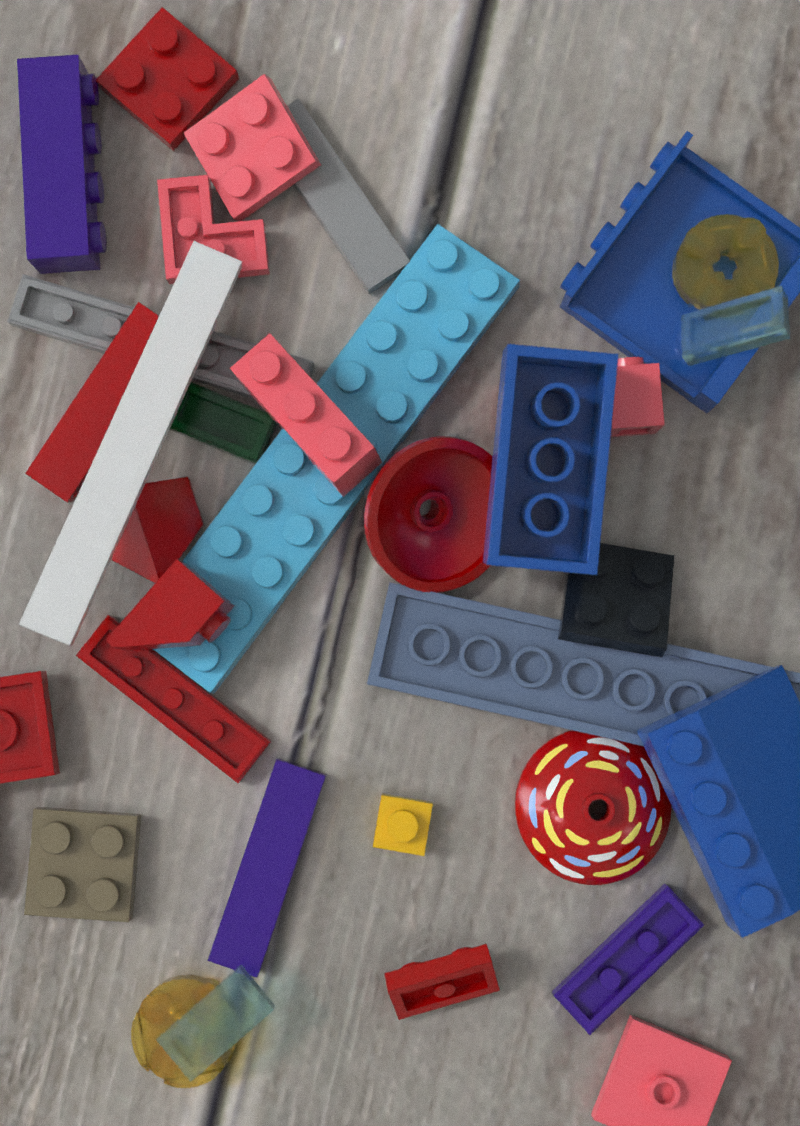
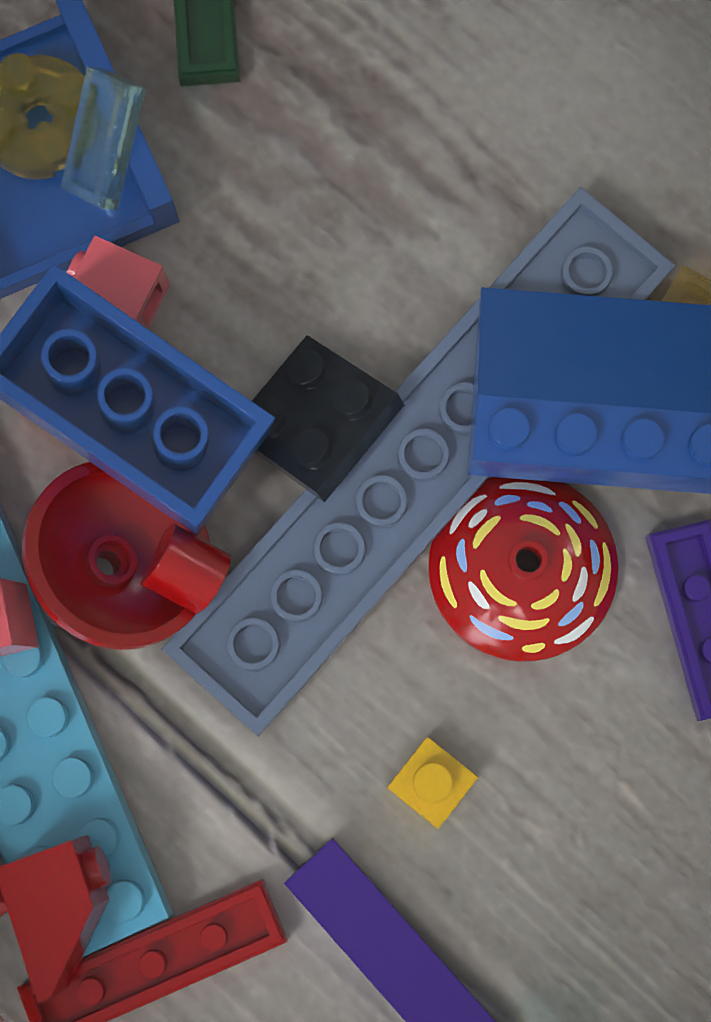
camera: 65 degrees left, 5 degrees down
(441, 981) = (623, 833): red plate -> none
(455, 569) = (186, 569): none -> red brick

